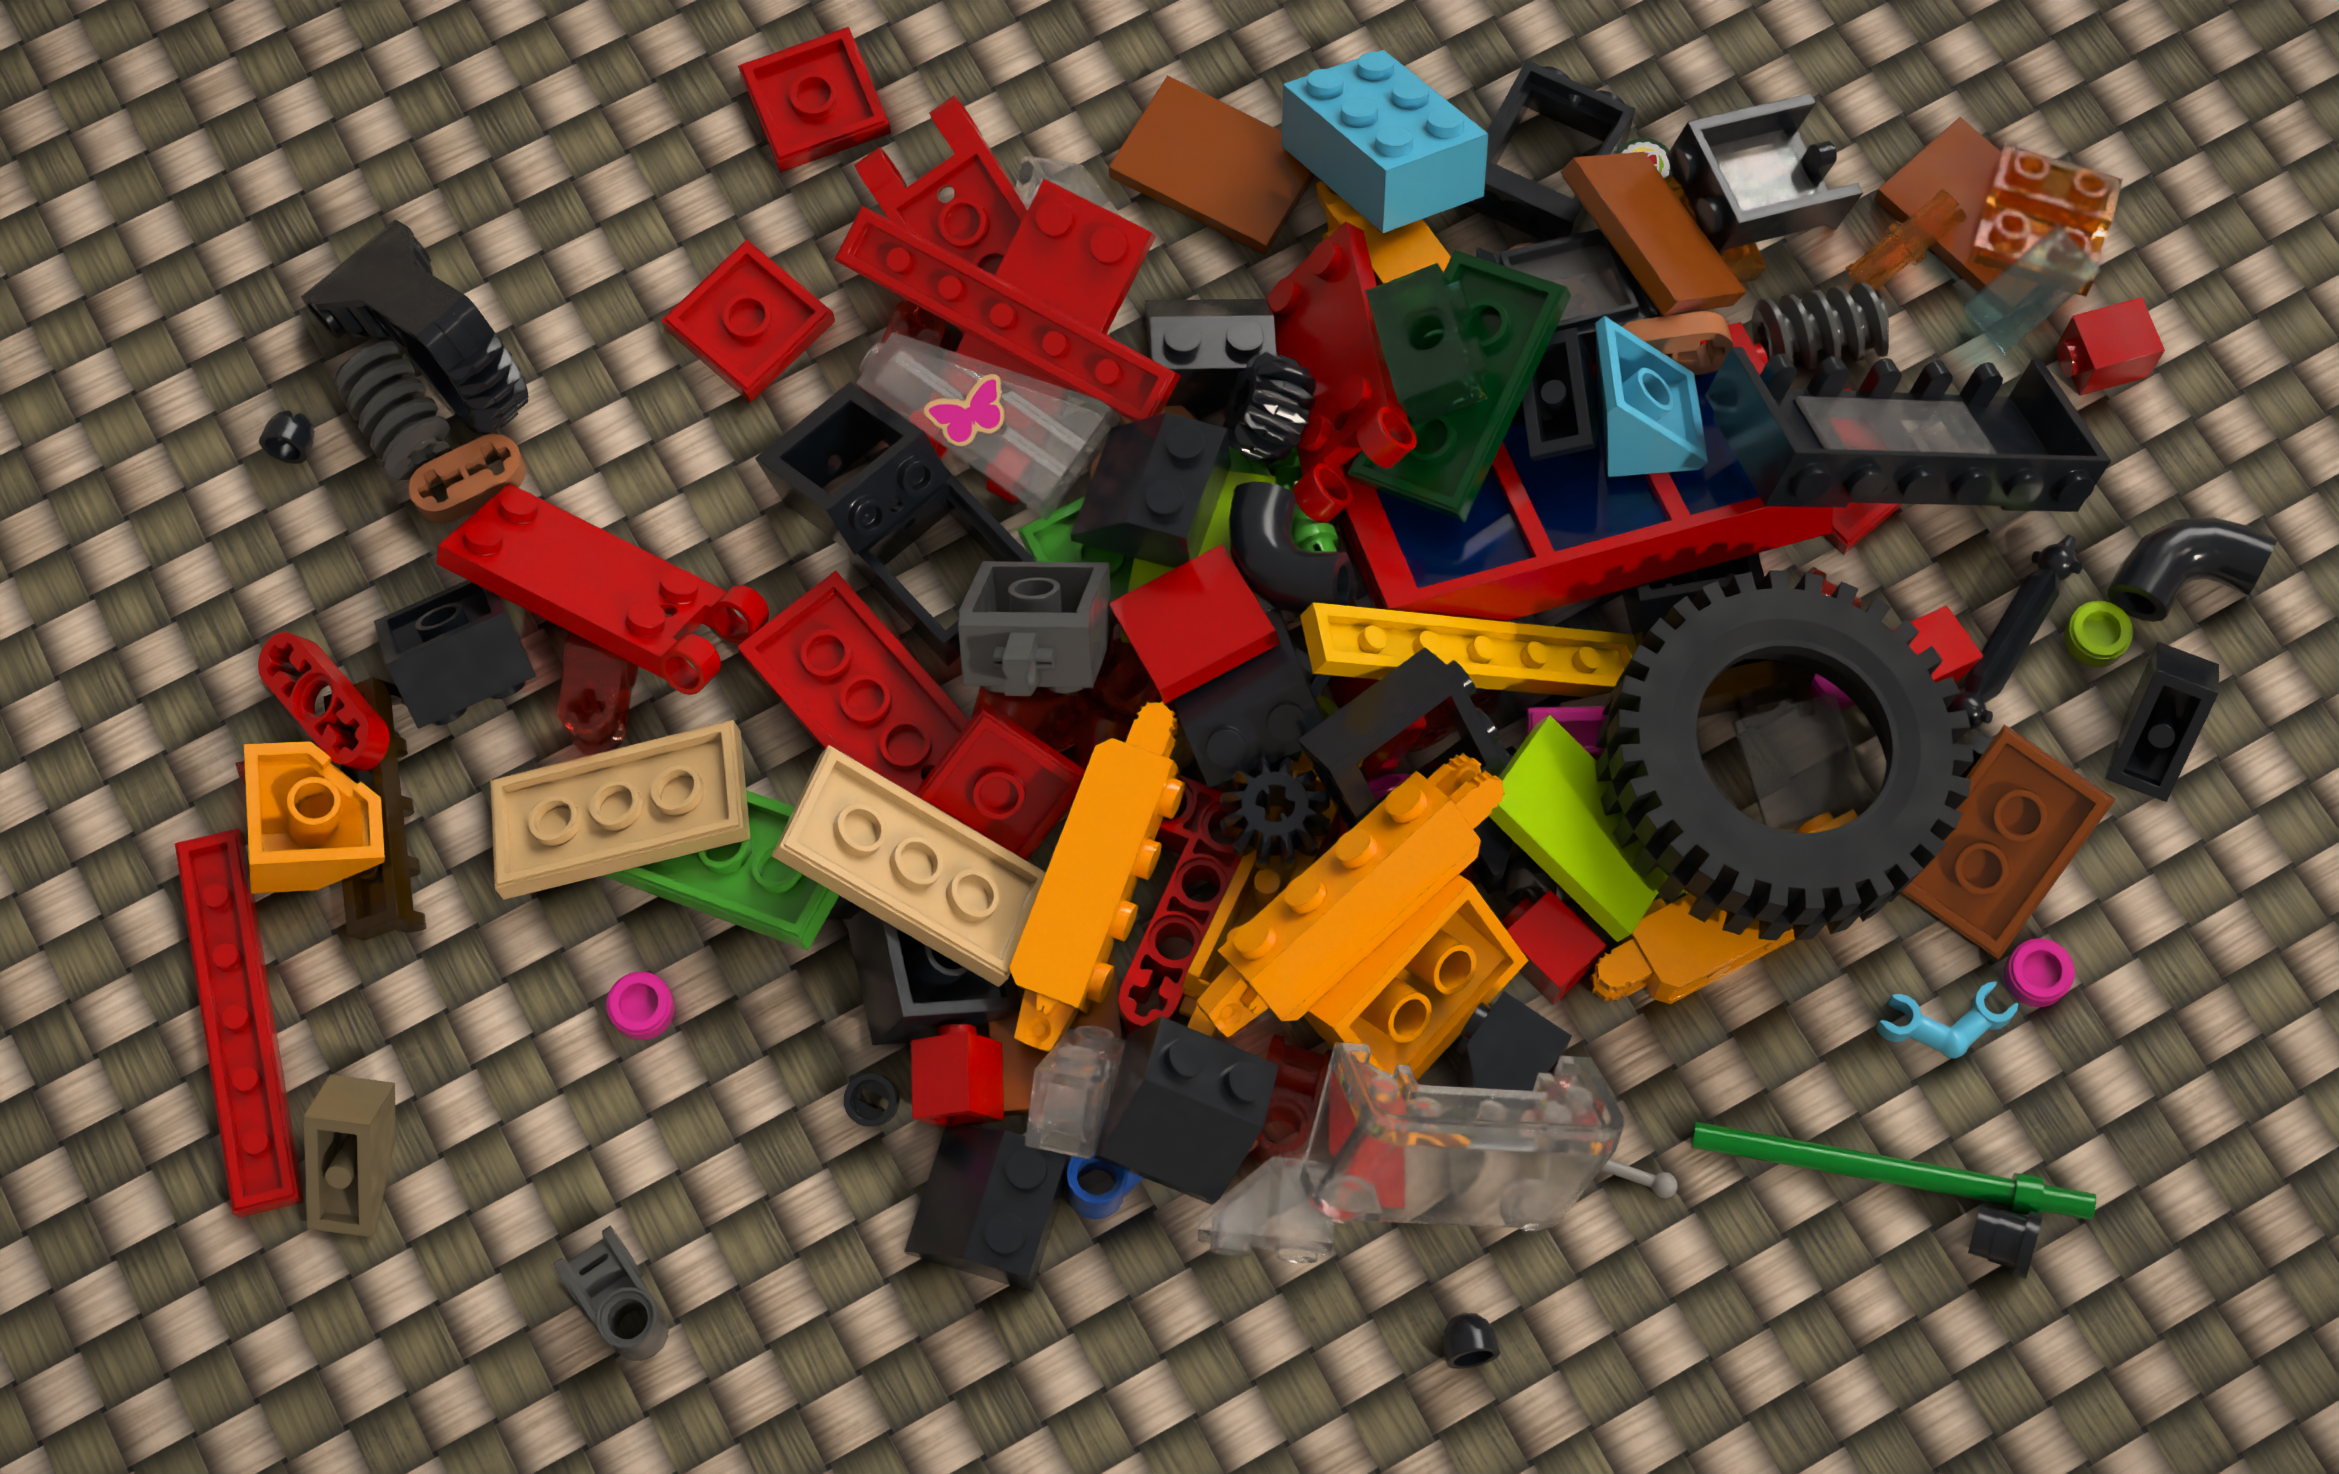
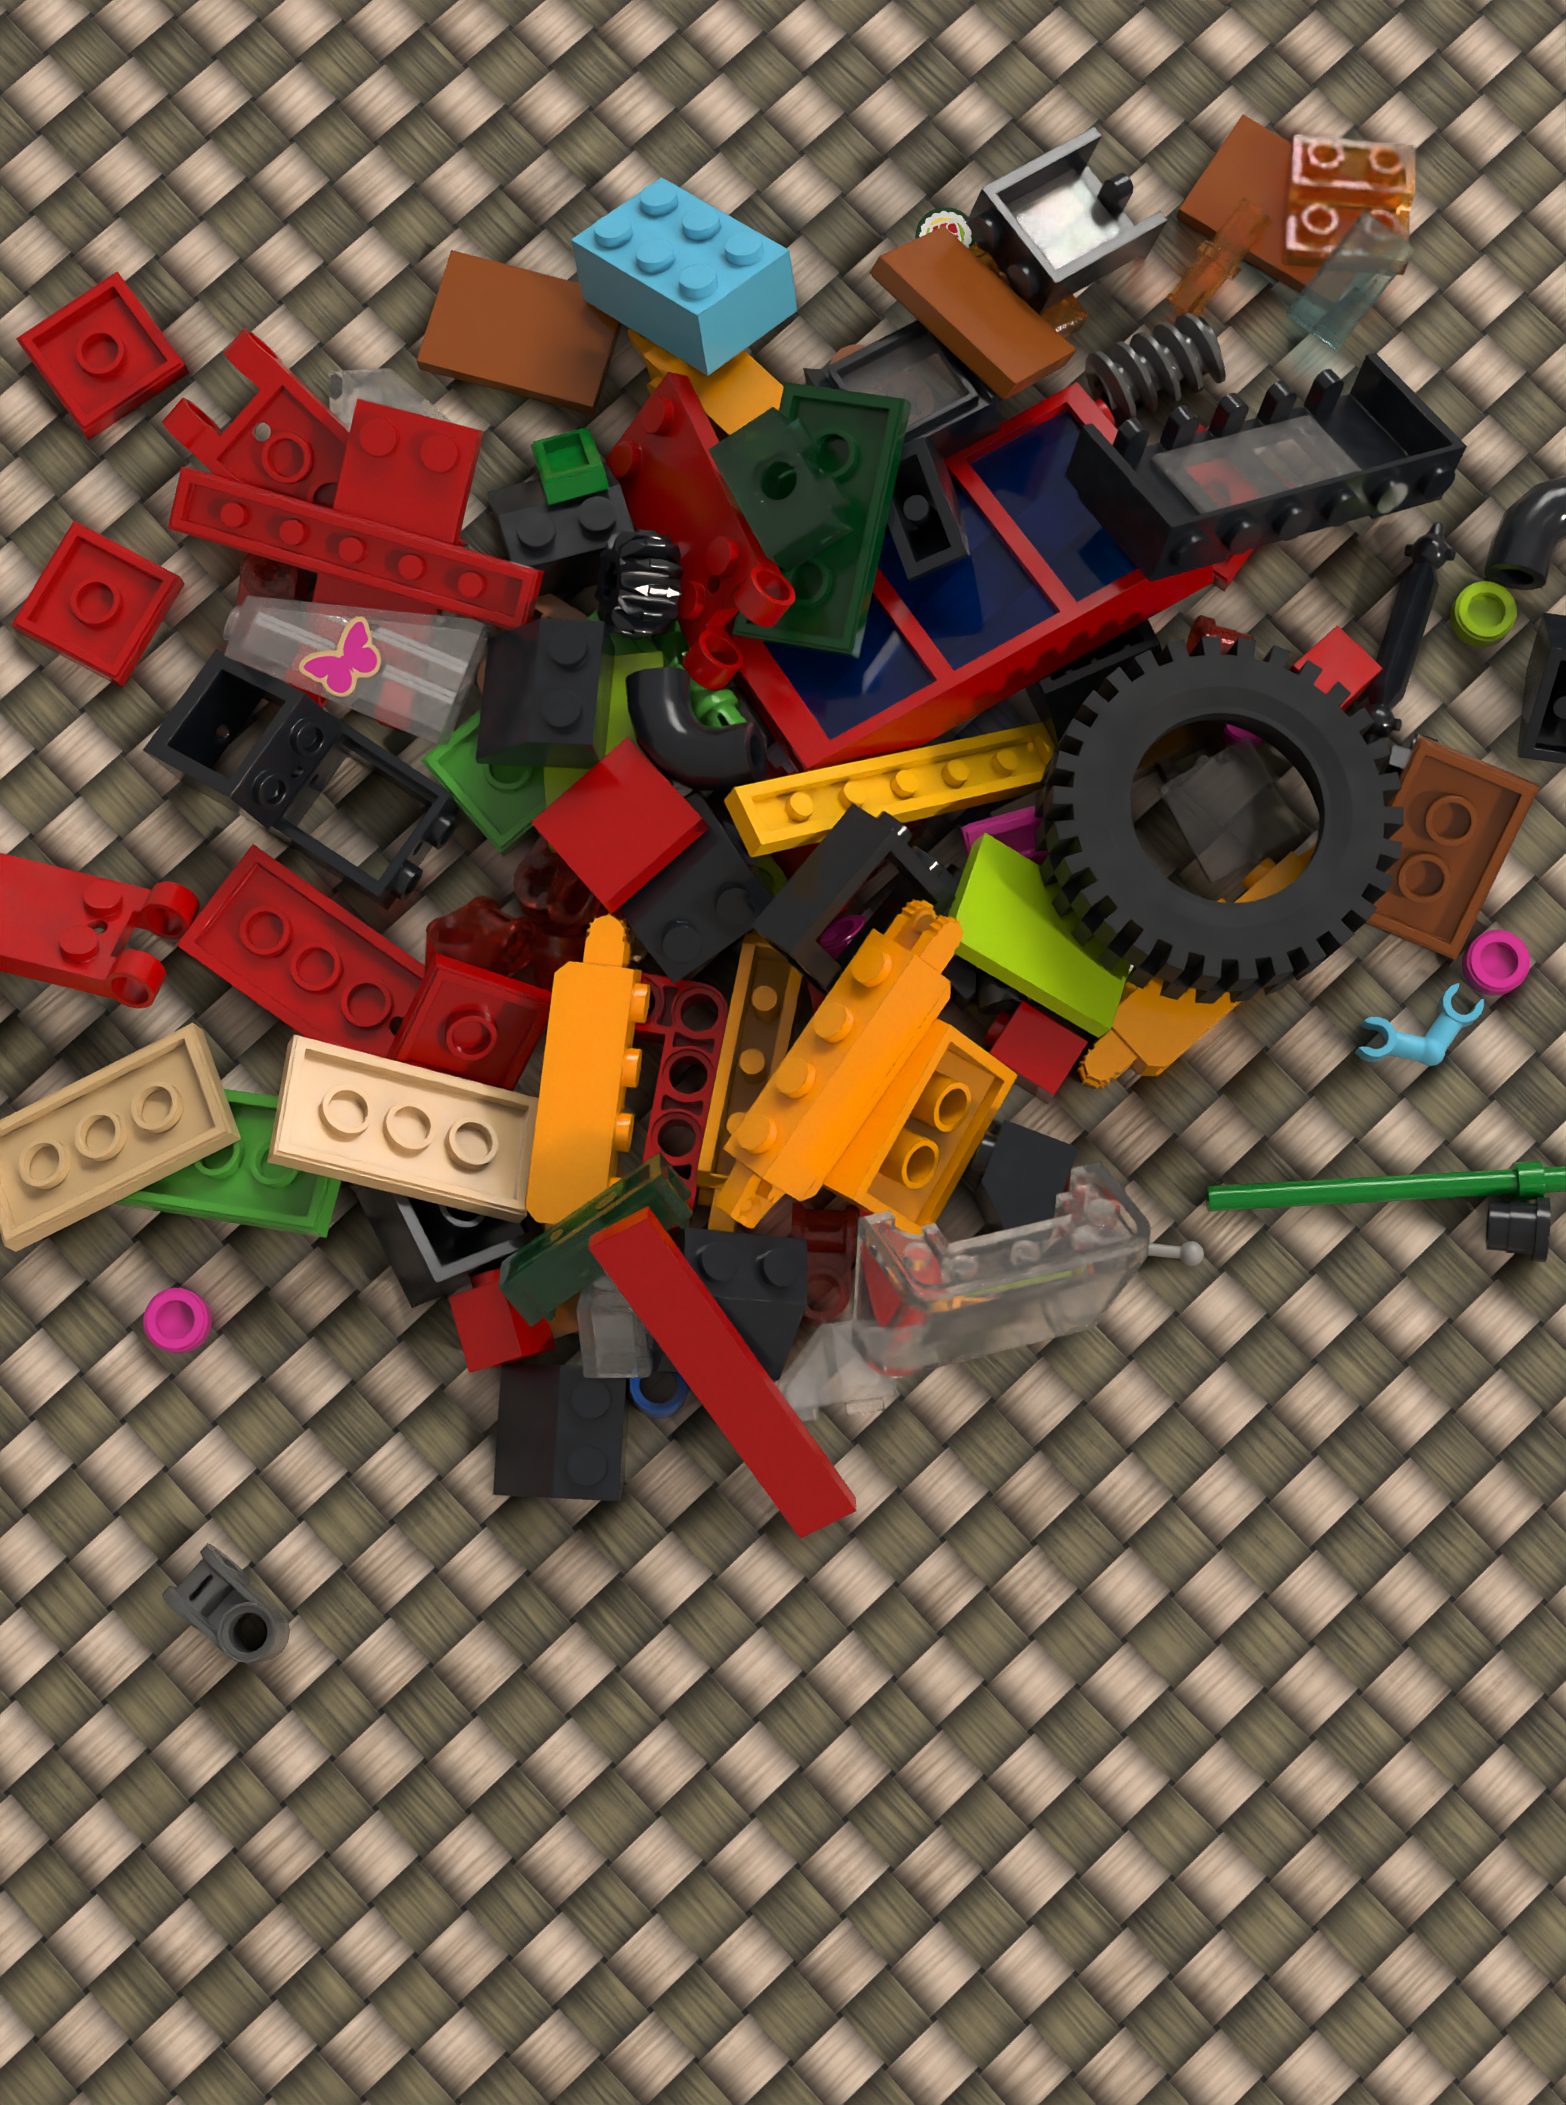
camera: 15 degrees left, 10 degrees up
(595, 695) = (48, 1014): clear red piece -> none
(868, 1113) = (424, 1372): black hinge -> none
(1035, 626) = (465, 865): dark grey hinge -> none
(1069, 1011) = (560, 1258): none -> clear green container
(1164, 1172) = (722, 1371): none -> red tile
(1229, 290) = (569, 465): none -> green tile
(1296, 827) = (724, 1009): black gear -> none
(1469, 1341) = (1044, 1448): black hinge -> none
(1553, 94) = (841, 183): black window -> none
(1645, 406) = (1008, 498): medium azure slope -> none
(1681, 335) = (1018, 427): nougat beam -> none
(2109, 346) = (1436, 321): red brick -> none

